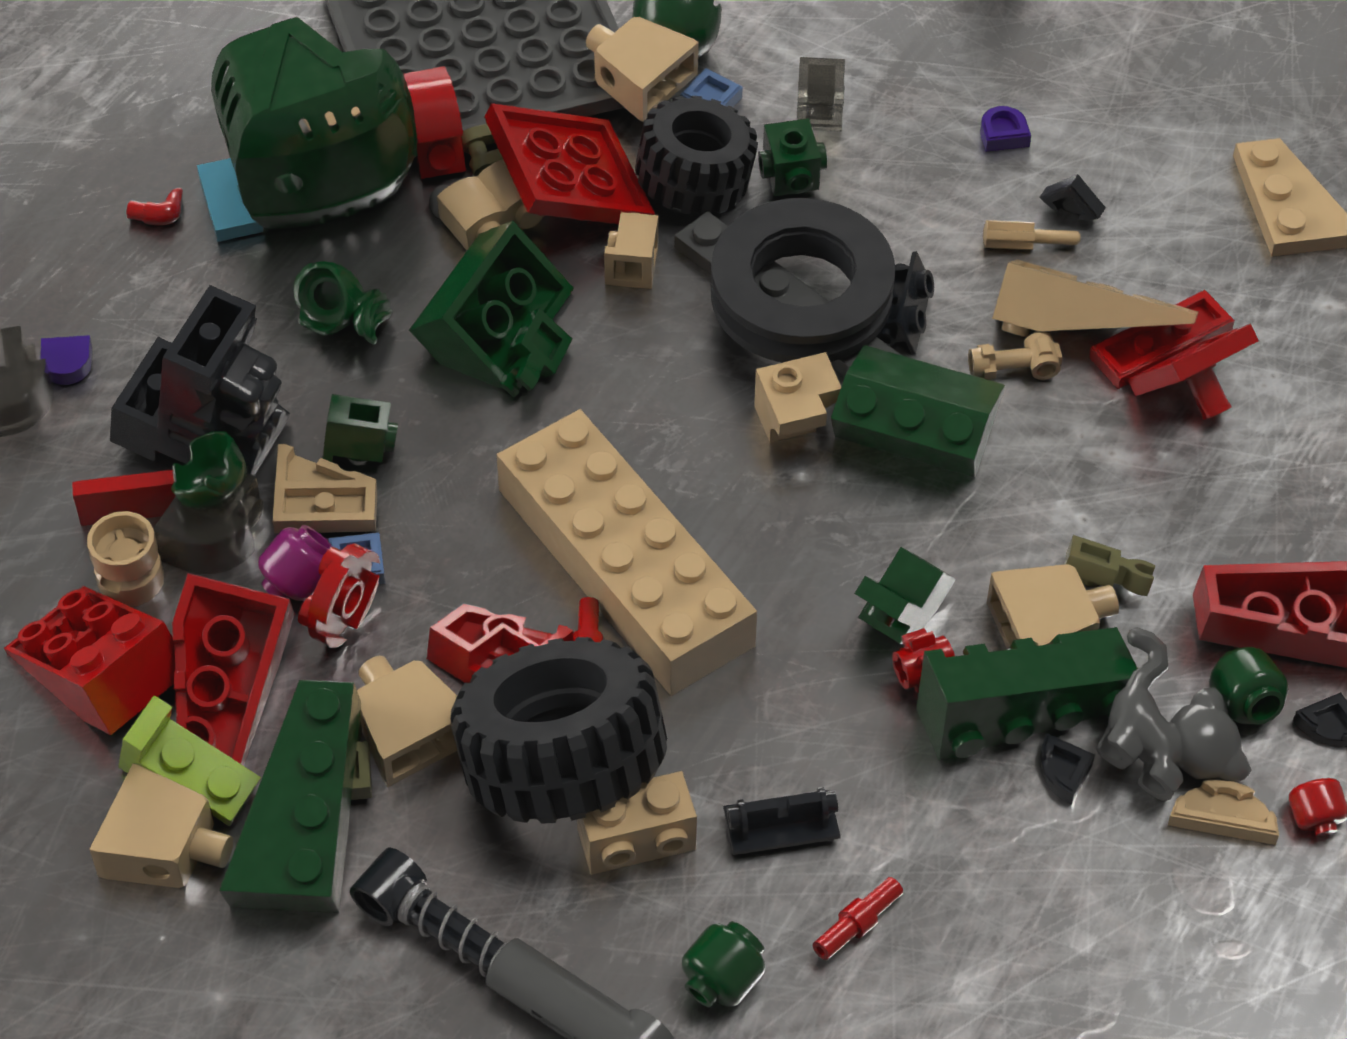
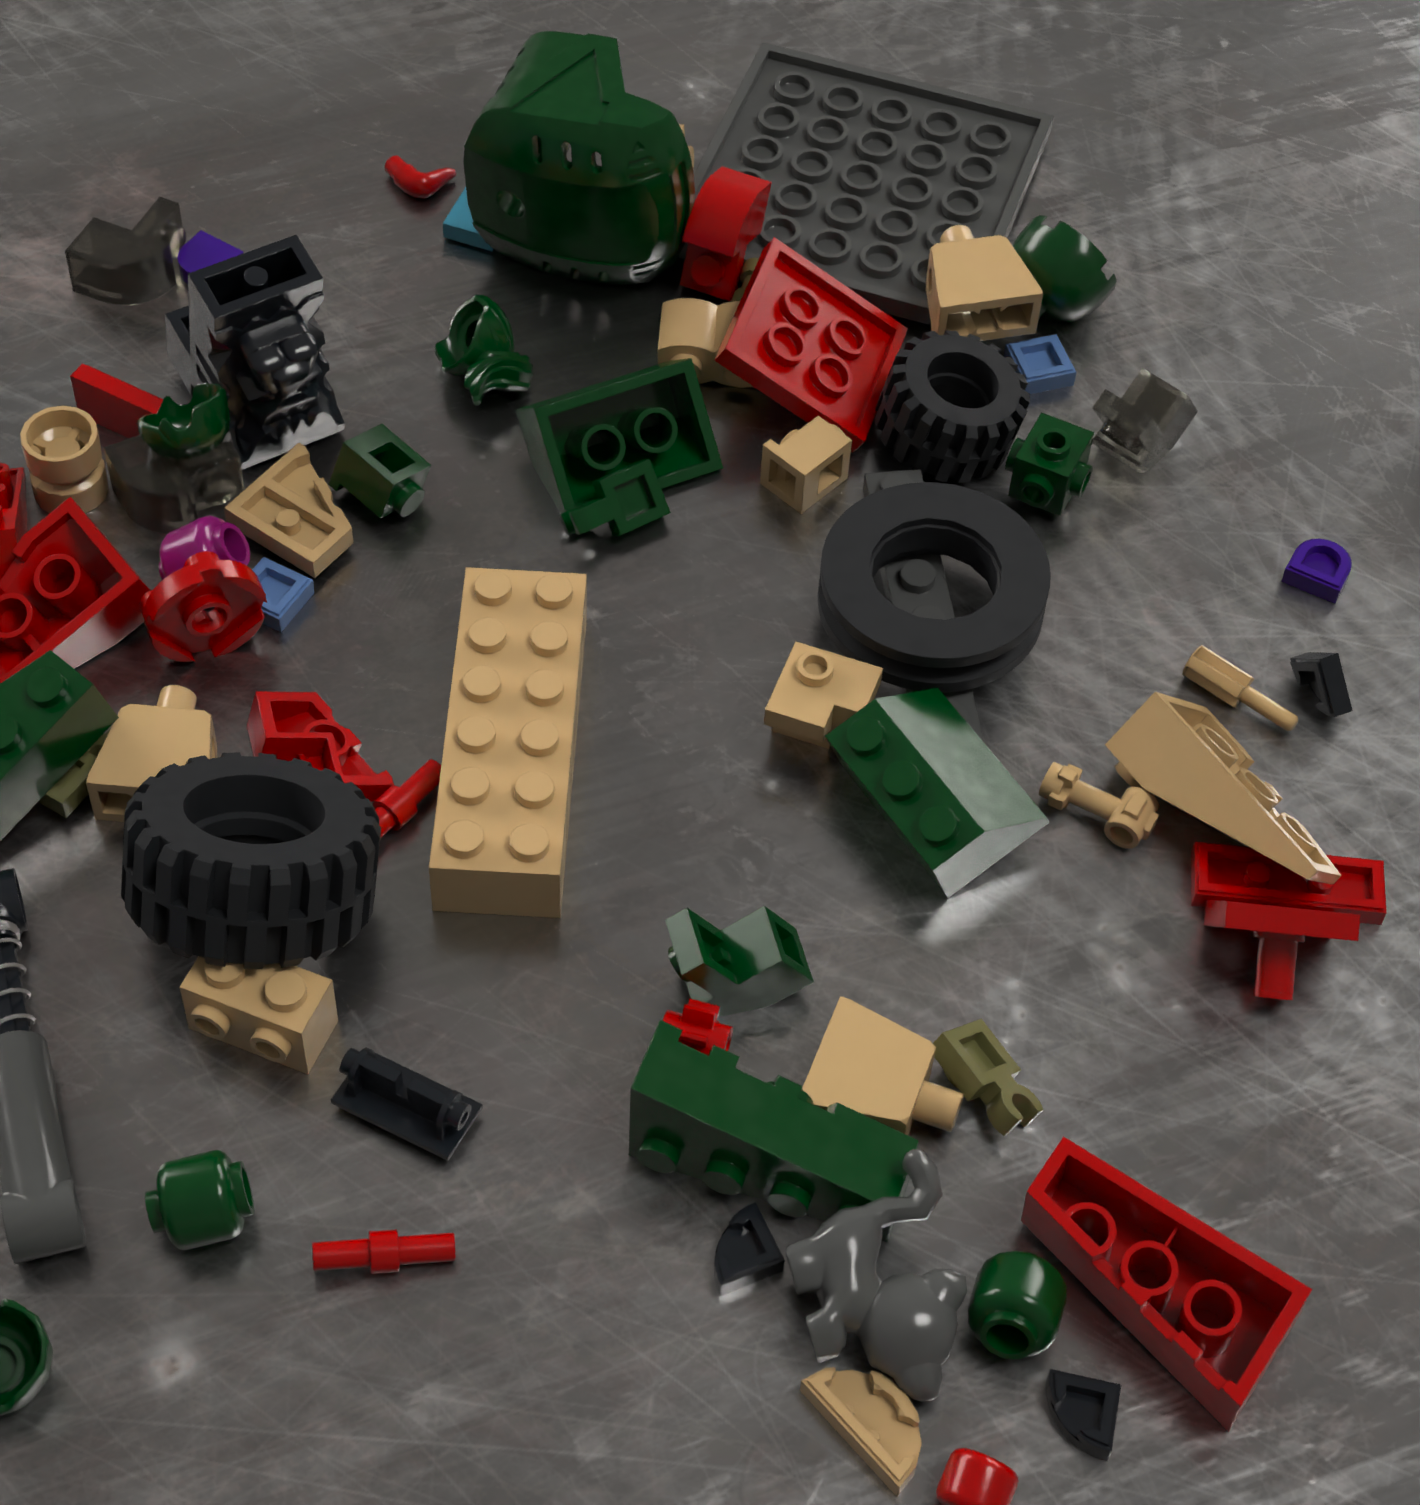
camera: 35 degrees right, 0 degrees up
(910, 297) = (1039, 681): black hinge -> none

